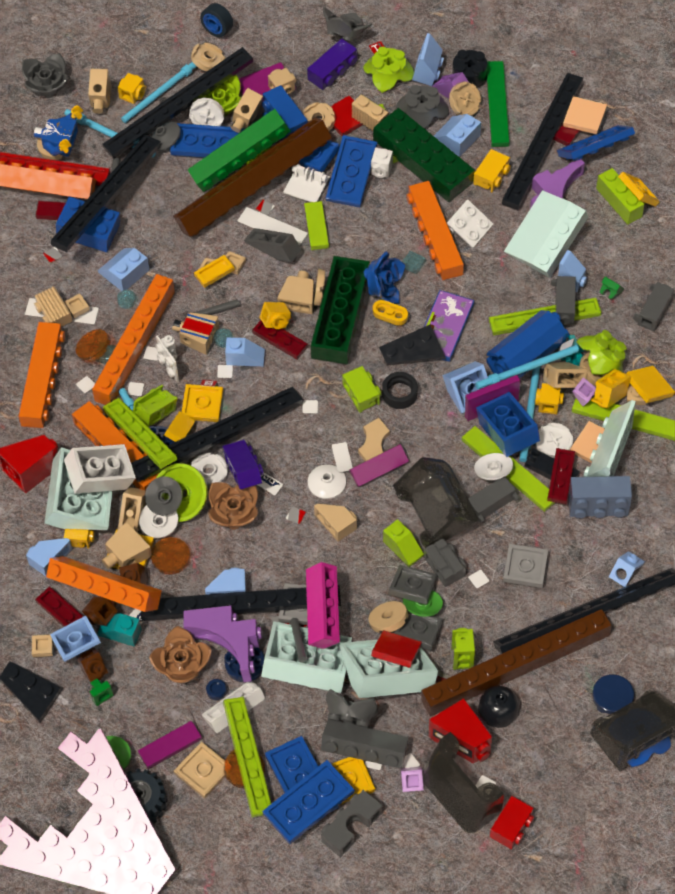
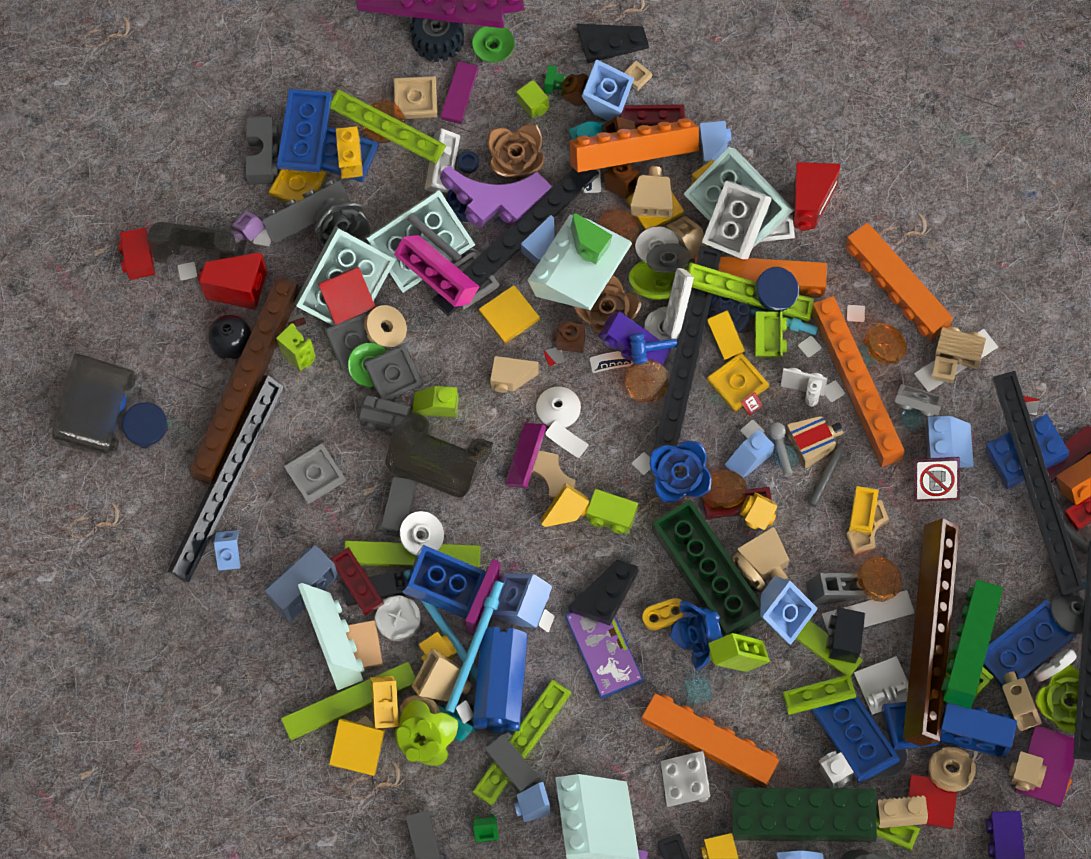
camera: 140 degrees right, 10 degrees up
(113, 296) = (914, 398): none -> light grey plate
(122, 416) = (776, 289): none -> dark blue tile
(128, 689) = (533, 99): none -> lime brick
(154, 251) = (936, 479): none -> piece
(192, 455) = (677, 303): none -> white tile
(204, 535) = (589, 239): none -> bright green slope
(215, 345) = (777, 437): none -> light grey piece
(222, 540) = (569, 278): none -> light aqua slope
(242, 449) = (640, 348): none -> blue piece
(247, 231) = (879, 579): none -> clear orange tile
(258, 441) = (646, 381): none -> clear orange tile
(265, 207) = (897, 628): light grey sticker -> none
(275, 508) = (570, 336): none -> reddish brown brick
(281, 346) = (726, 489): none -> clear orange tile
(294, 560) = (509, 314): none -> yellow tile
(294, 753) = (349, 152): none -> yellow hinge
(296, 371) = (695, 481): none -> blue brick
(300, 215) = (846, 635): none -> black brick
(320, 251) = (785, 608): none -> light blue slope
(348, 204) = (819, 694): none -> lime tile
(375, 243) = (738, 652): none -> lime brick
(388, 411) = (565, 507): none -> yellow slope
(399, 402) = (578, 560): black tyre -> none
(478, 579) = (347, 433): white sticker -> none
(584, 391) = (405, 677): lavender slope -> none

